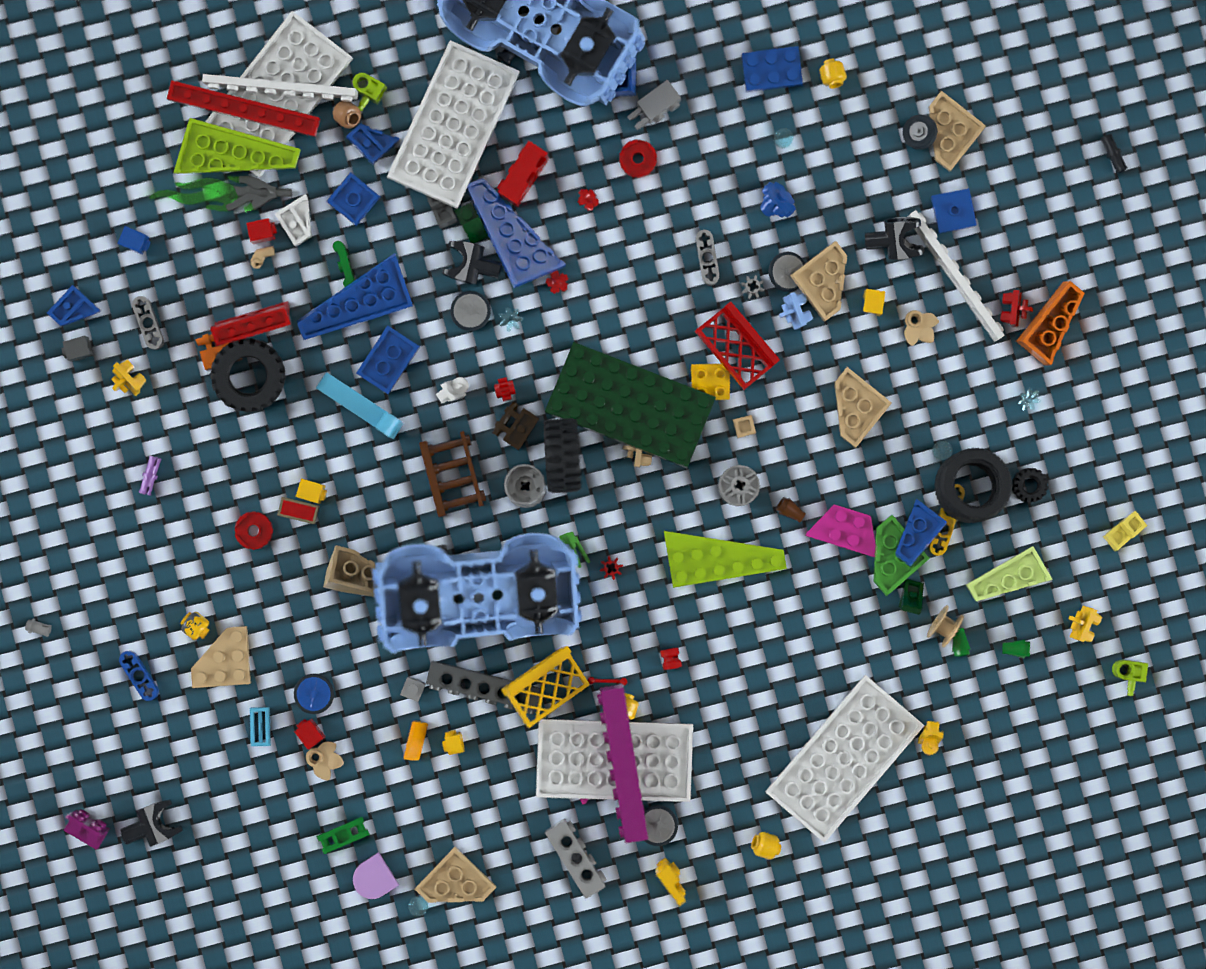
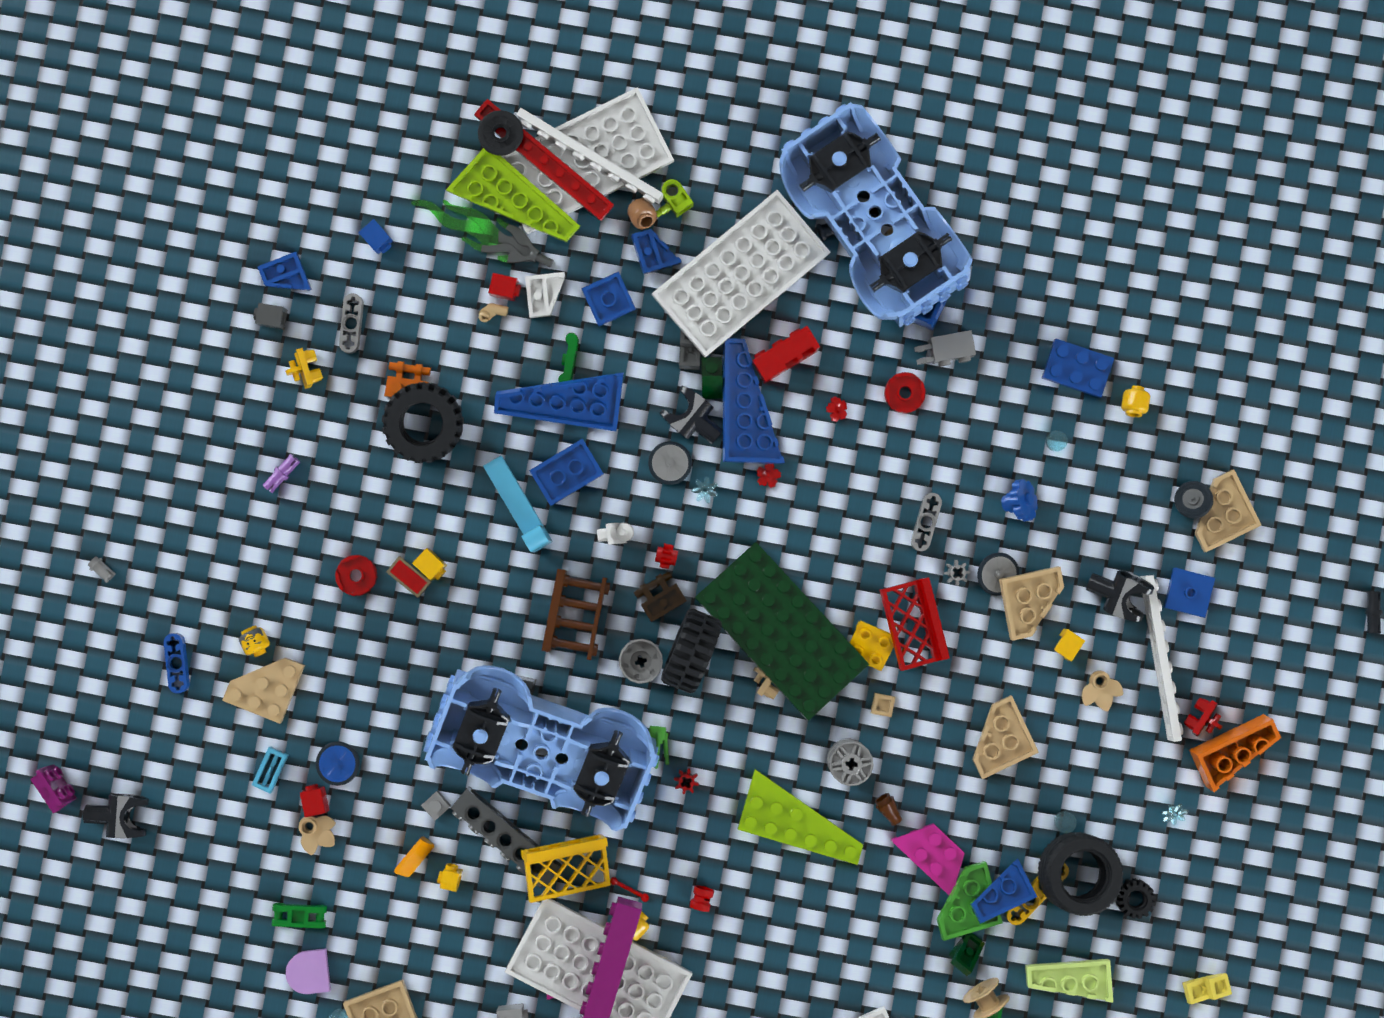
camera: 20 degrees right, 0 degrees up
(189, 93) = (491, 123): none -> black wheel
(251, 324) = (450, 373): red fence -> none
(350, 572) = (429, 662): tan wedge -> none
(793, 311) = (985, 616): light blue hips -> none

